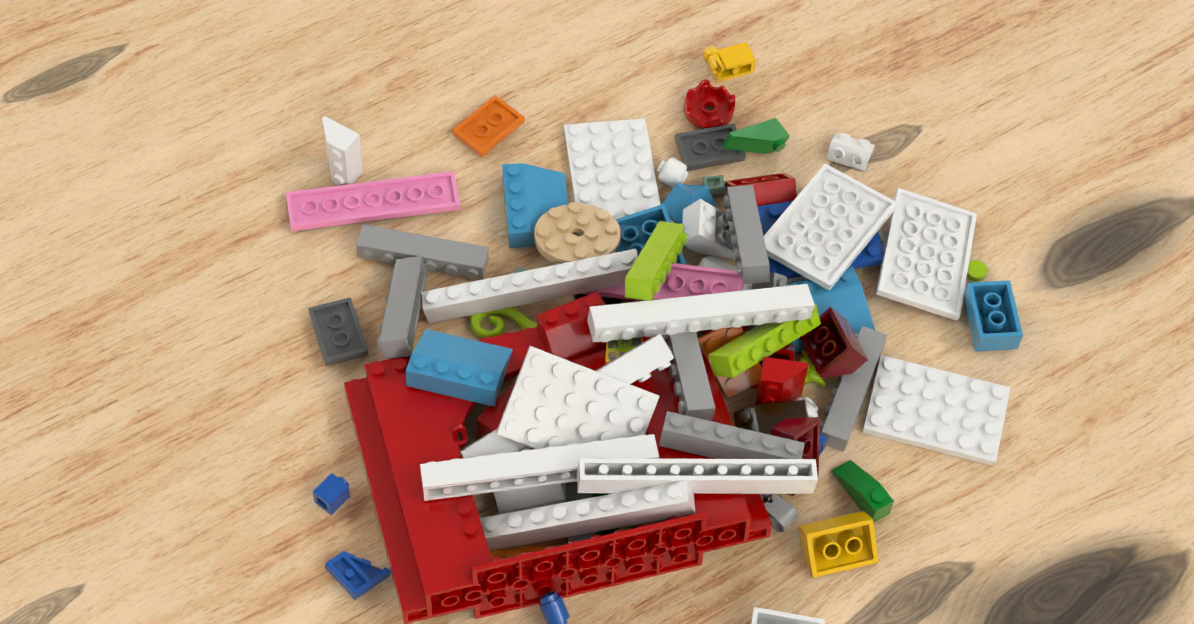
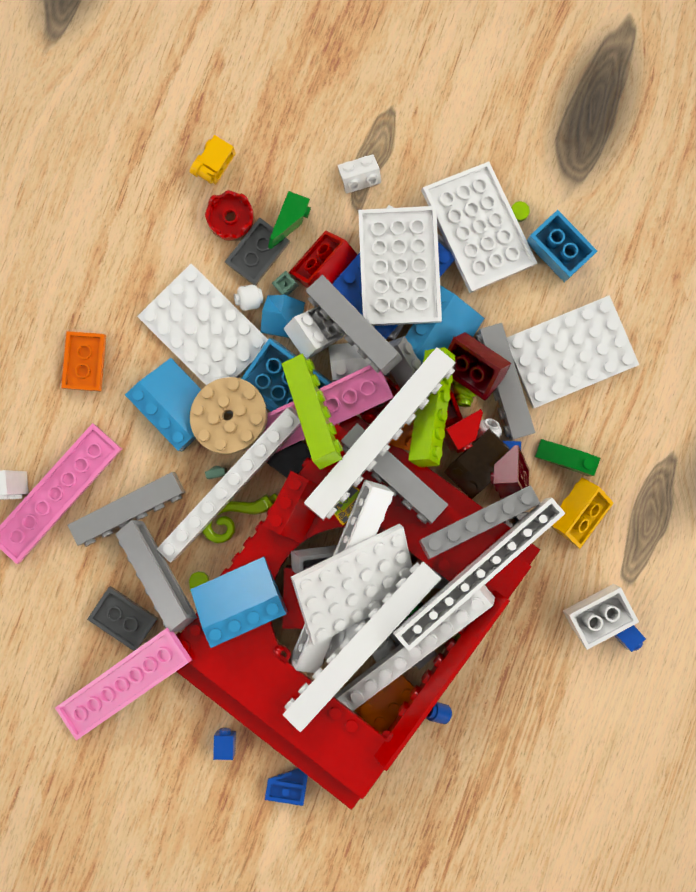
camera: 35 degrees left, 30 degrees up
(294, 367) = (123, 683): none -> bright pink plate

